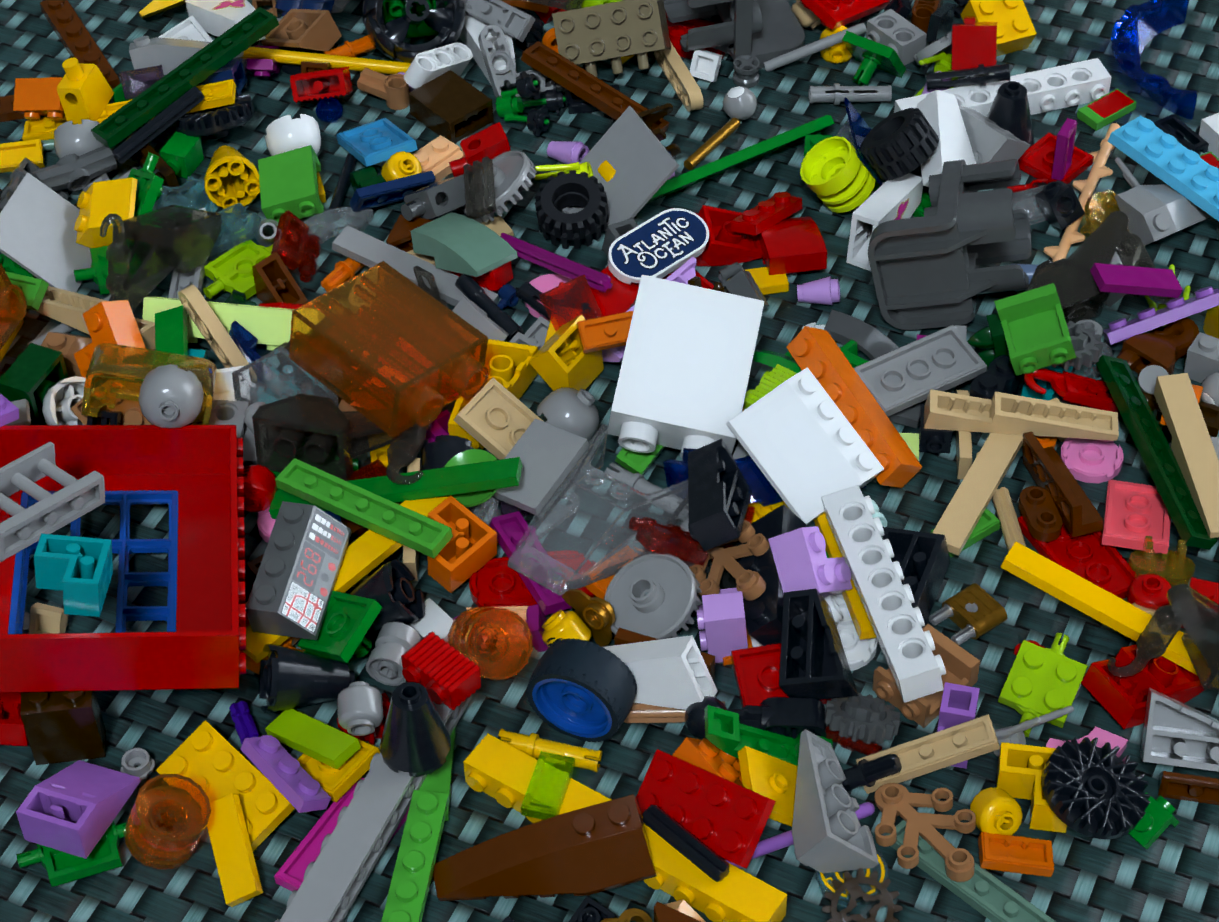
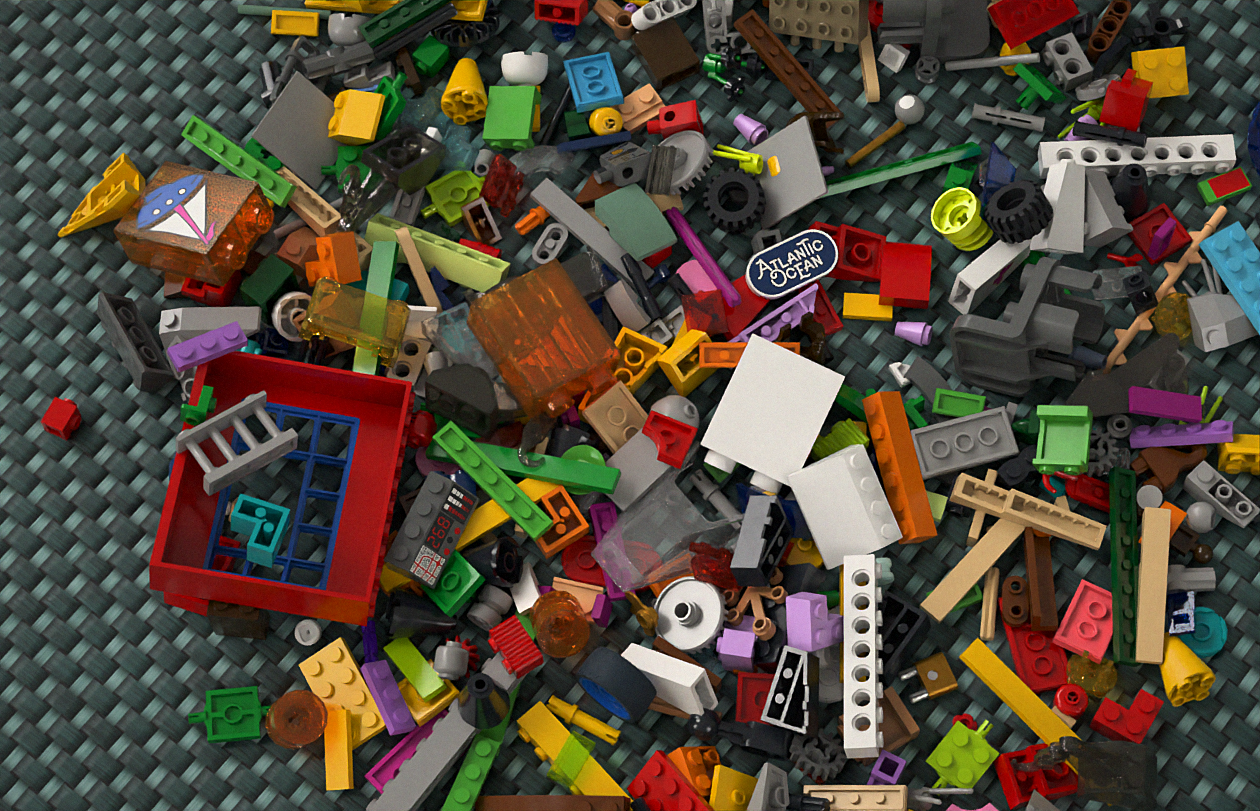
camera: 15 degrees right, 20 degrees up
(75, 807) = (236, 689): medium lavender slope -> none
(134, 758) = (283, 650): light grey plate -> none
(160, 732) = (308, 632): none -> white tile
(170, 397) = (365, 352): light grey cylinder -> none
(564, 626) = (620, 624): yellow head -> none
(571, 422) = (671, 438): none -> red tile
(730, 736) = (718, 751): green slope -> none
(740, 283) = (850, 319): dark grey piece -> none
(766, 214) = (894, 242): red plate -> none
(891, 337) = (957, 403): none -> bright green tile
(1092, 459) = (1075, 558): bright pink tile -> none

